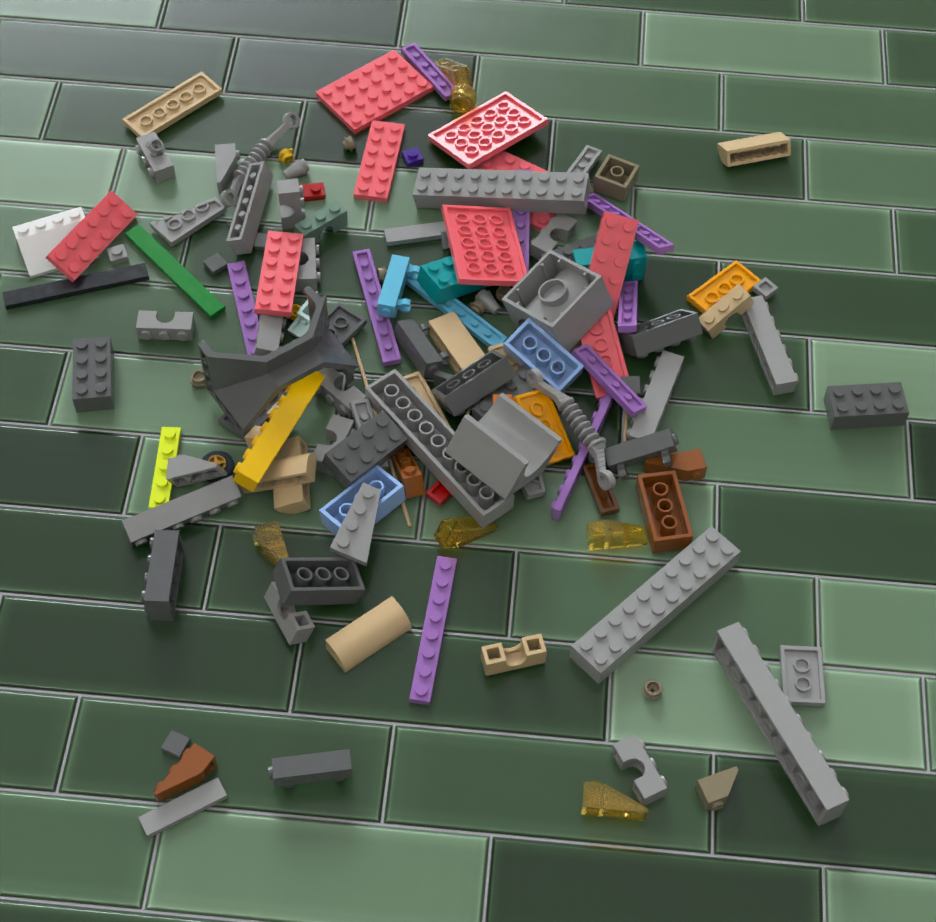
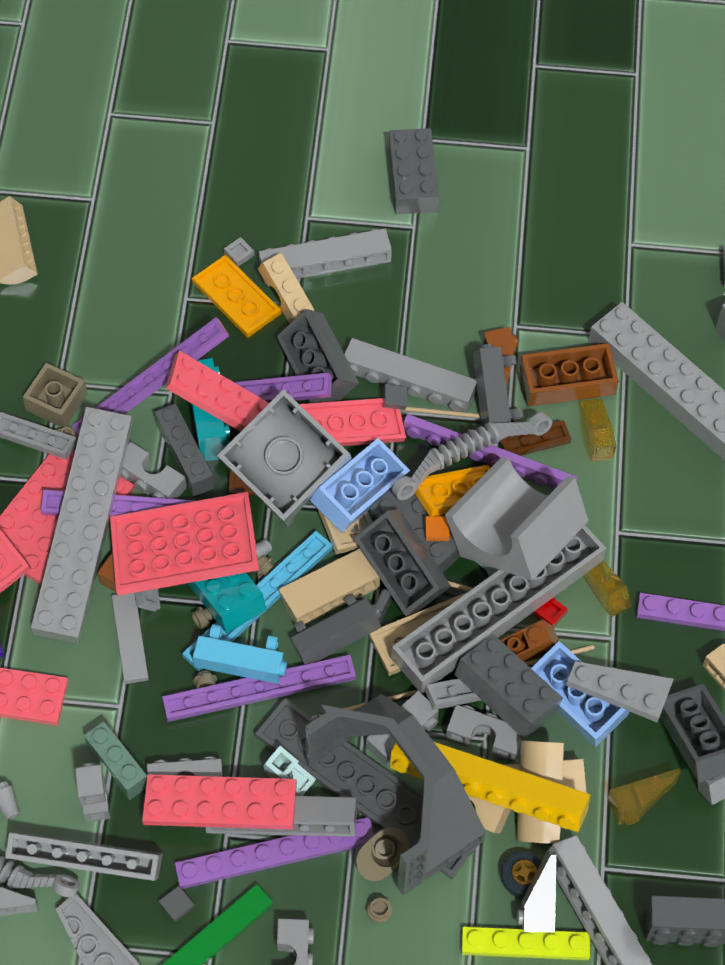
camera: 90 degrees left, 5 degrees up
(260, 241) = (138, 838): dark grey tile -> none
(313, 192) = (46, 786): red plate -> none
(609, 380) = (394, 414): medium lavender plate -> none

